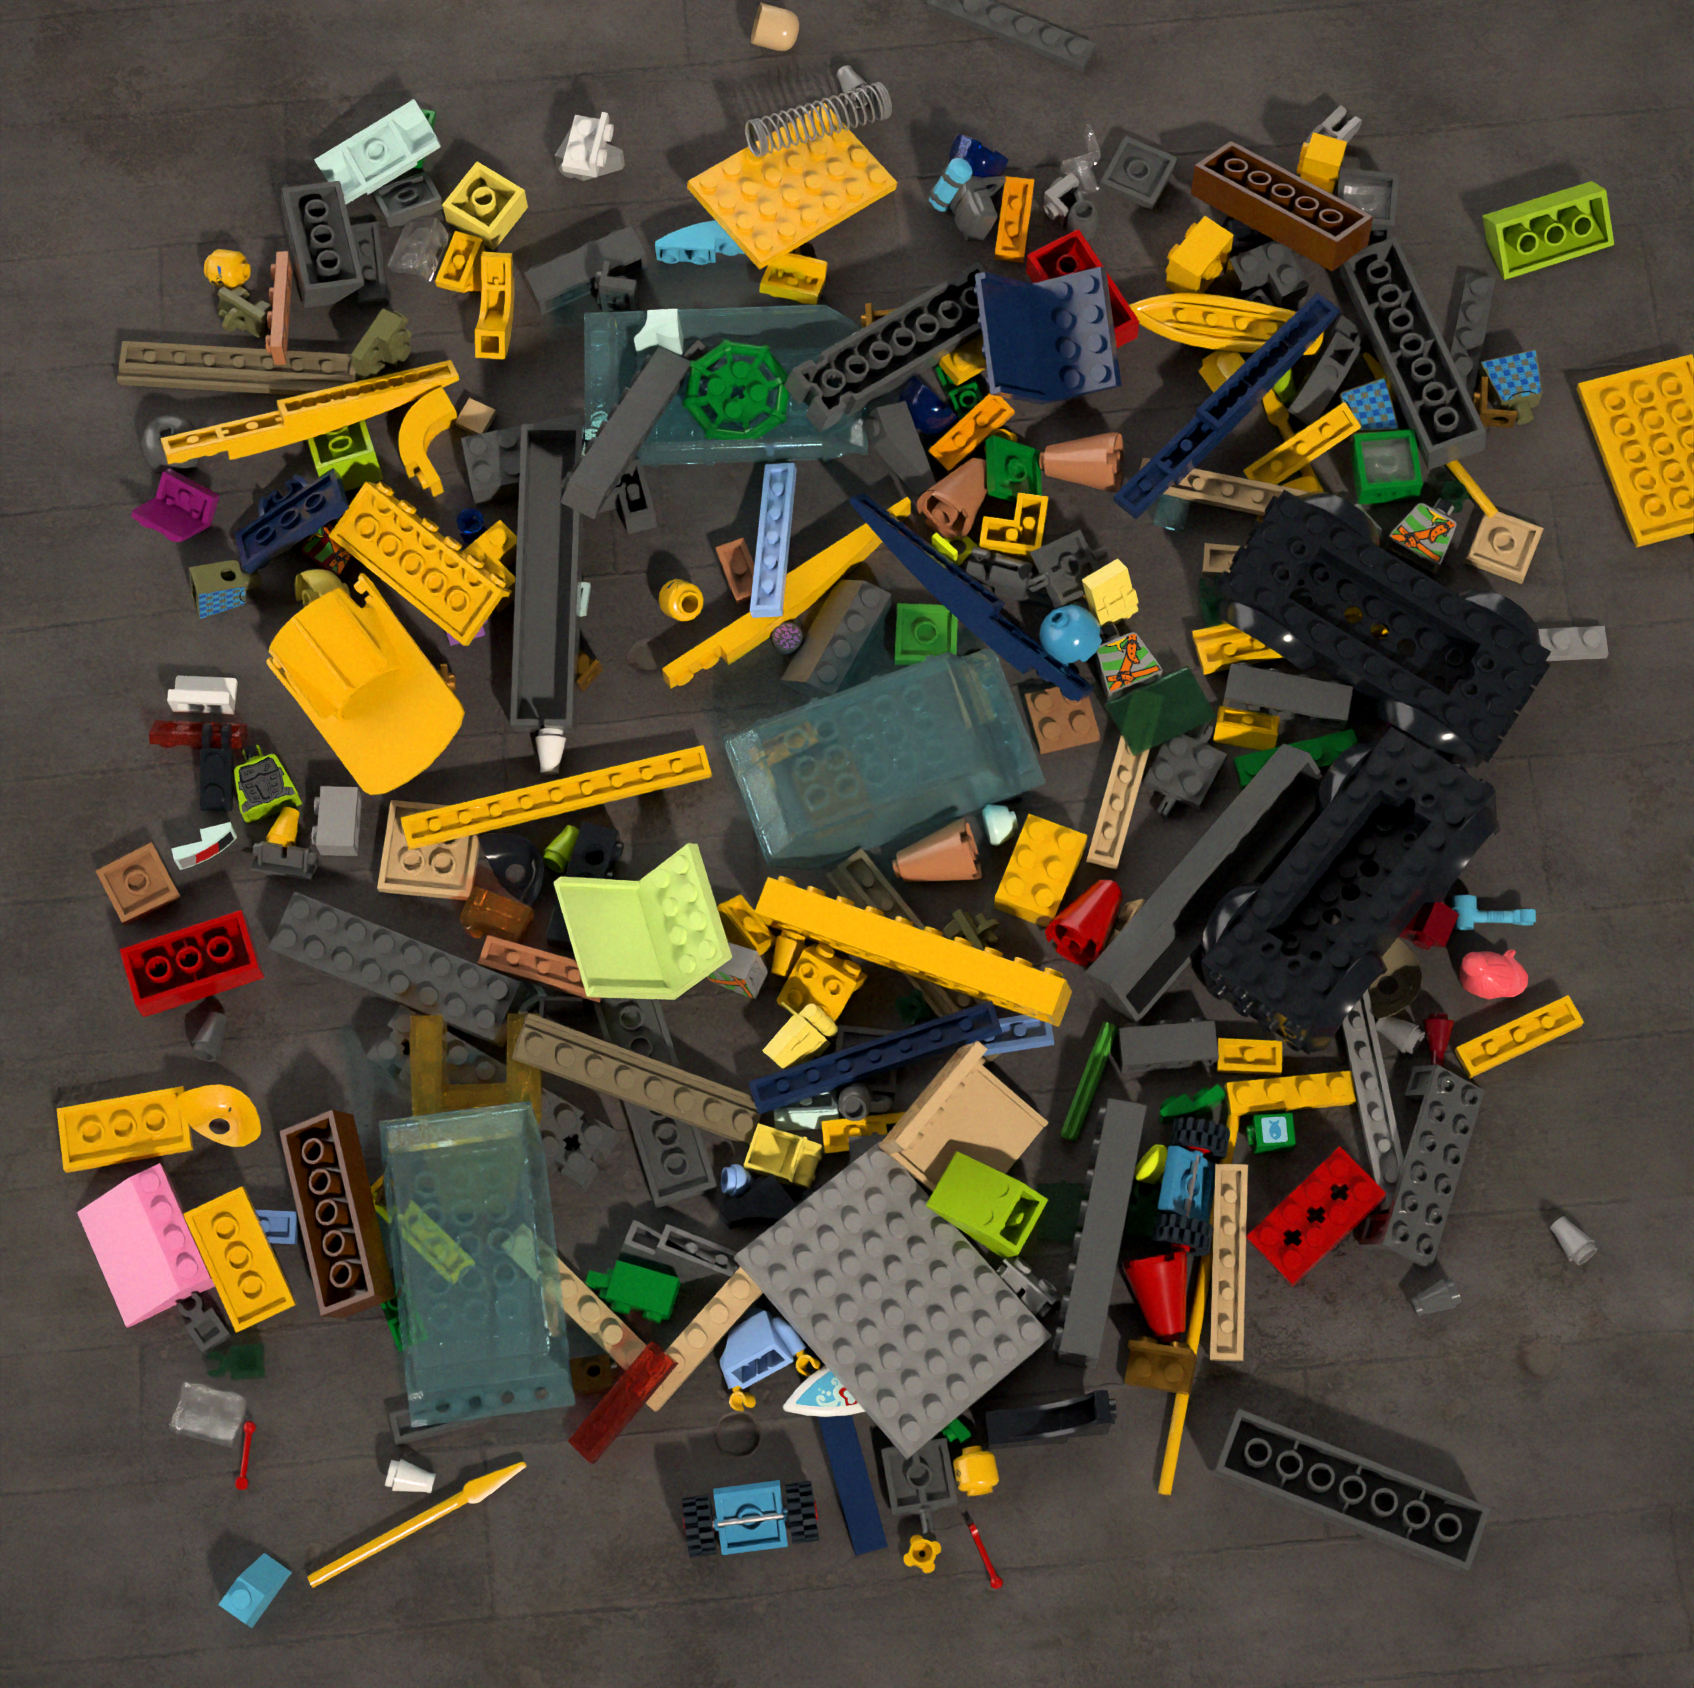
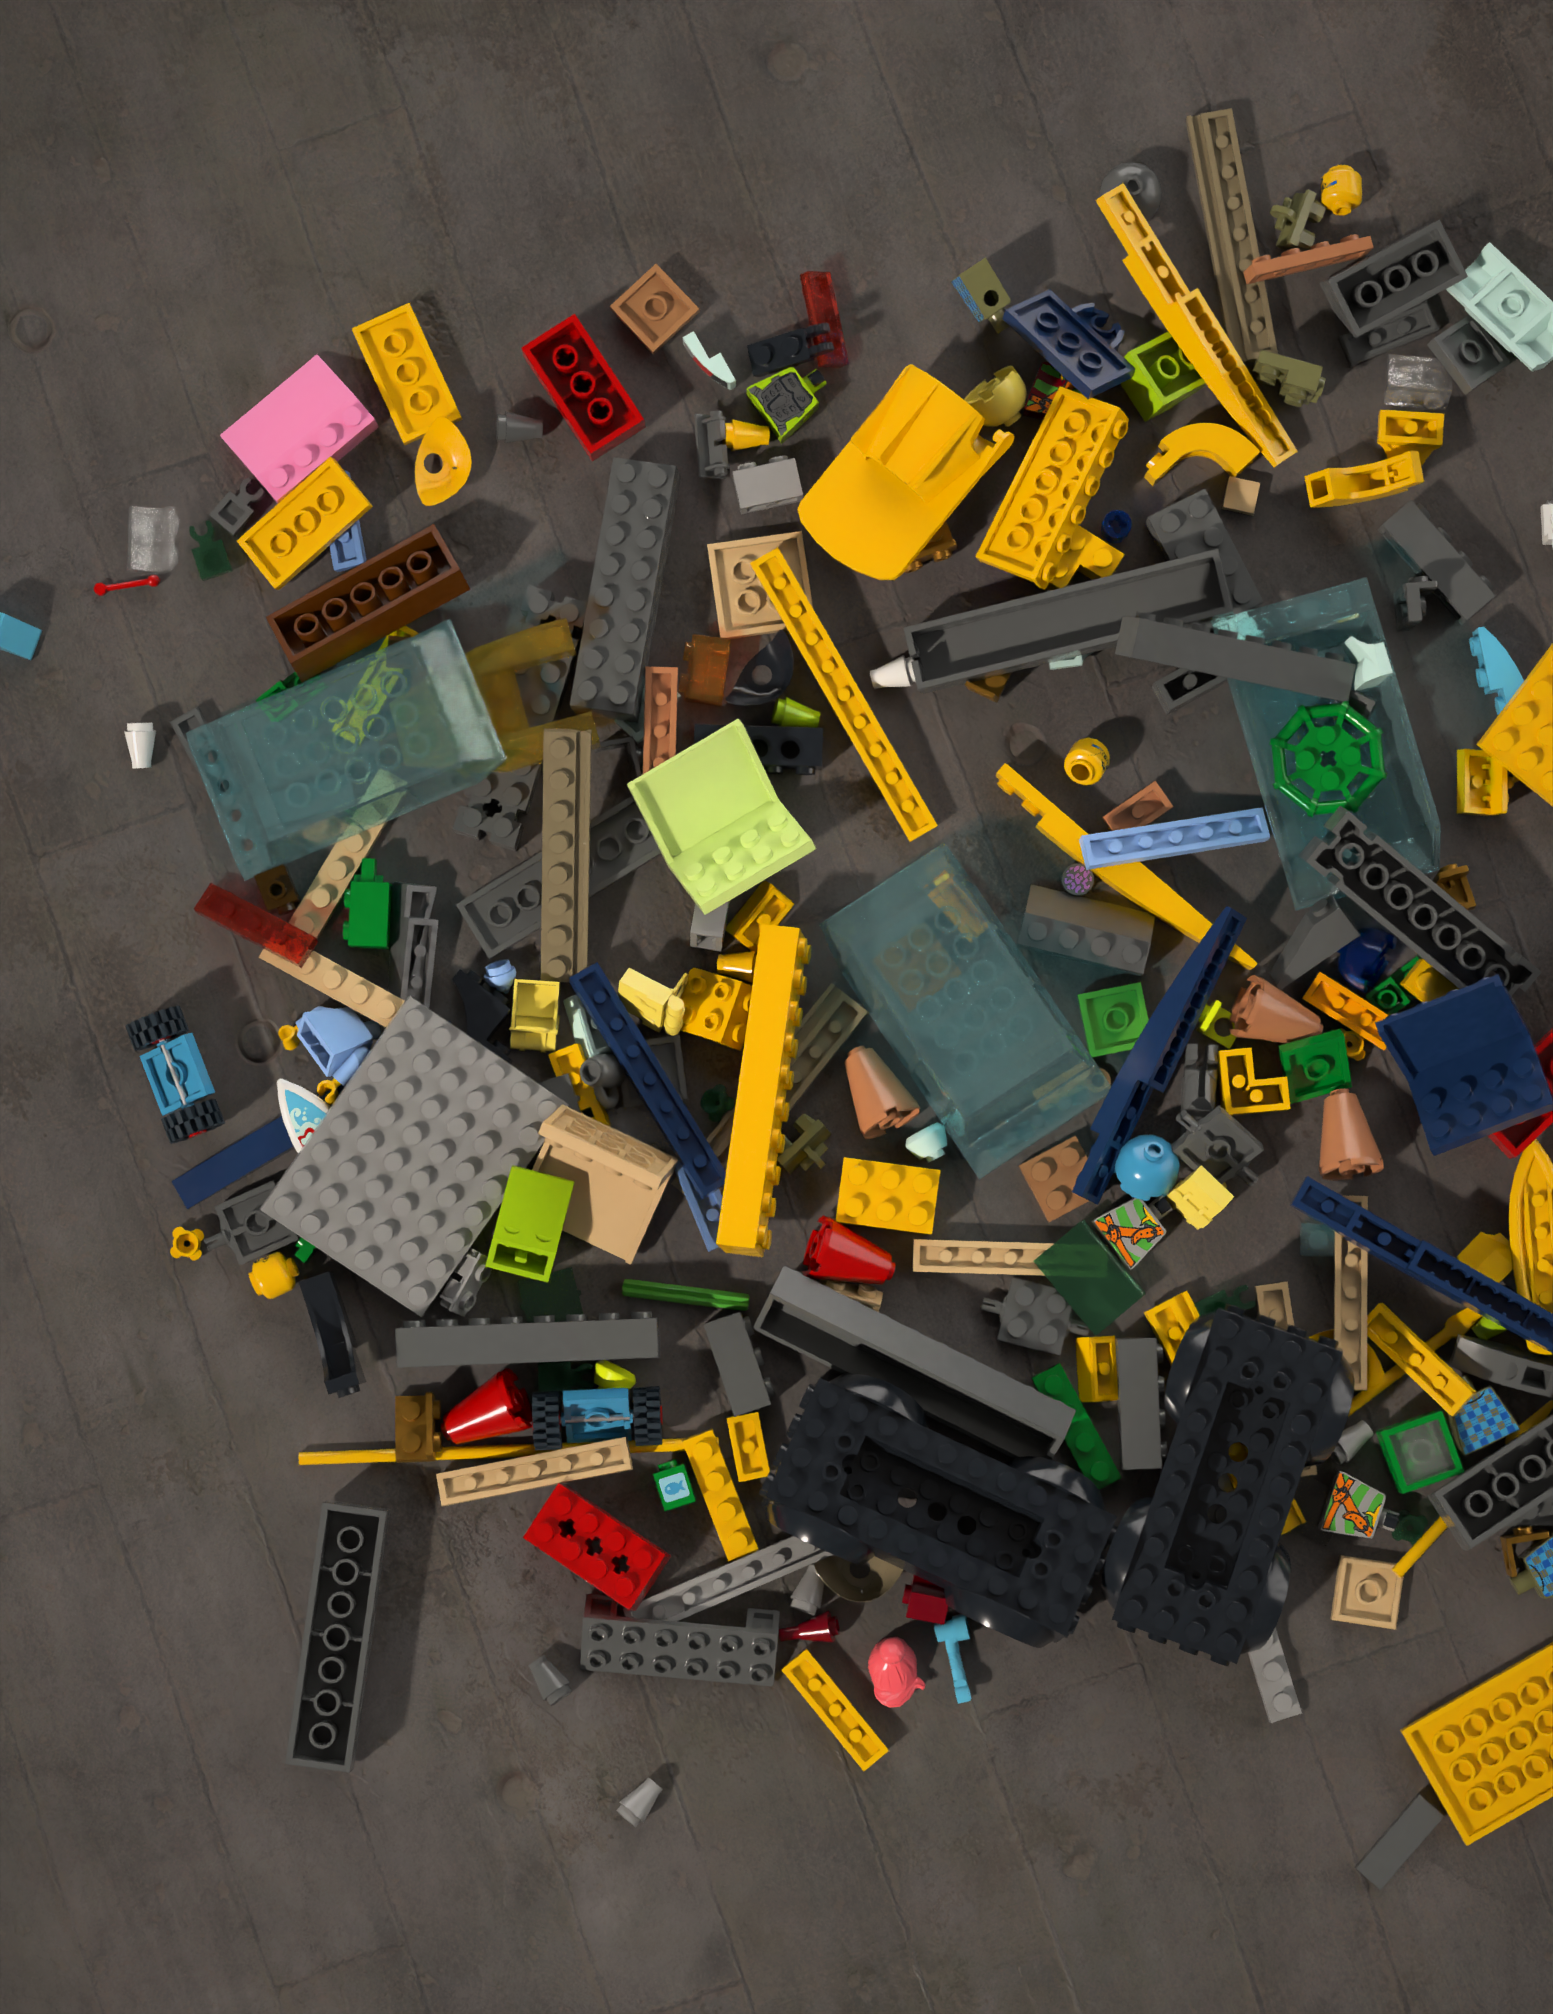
camera: 75 degrees right, 15 degrees up
(179, 507) = (1056, 223): magenta bracket -> none
(203, 695) = (870, 311): white panel -> none
(472, 1492) = (142, 806): yellow piece -> none
(485, 205) = (1481, 436): light yellow brick -> none
(996, 1582) = (178, 1318): red hinge -> none
(1182, 1106) = (677, 1390): green slope -> none

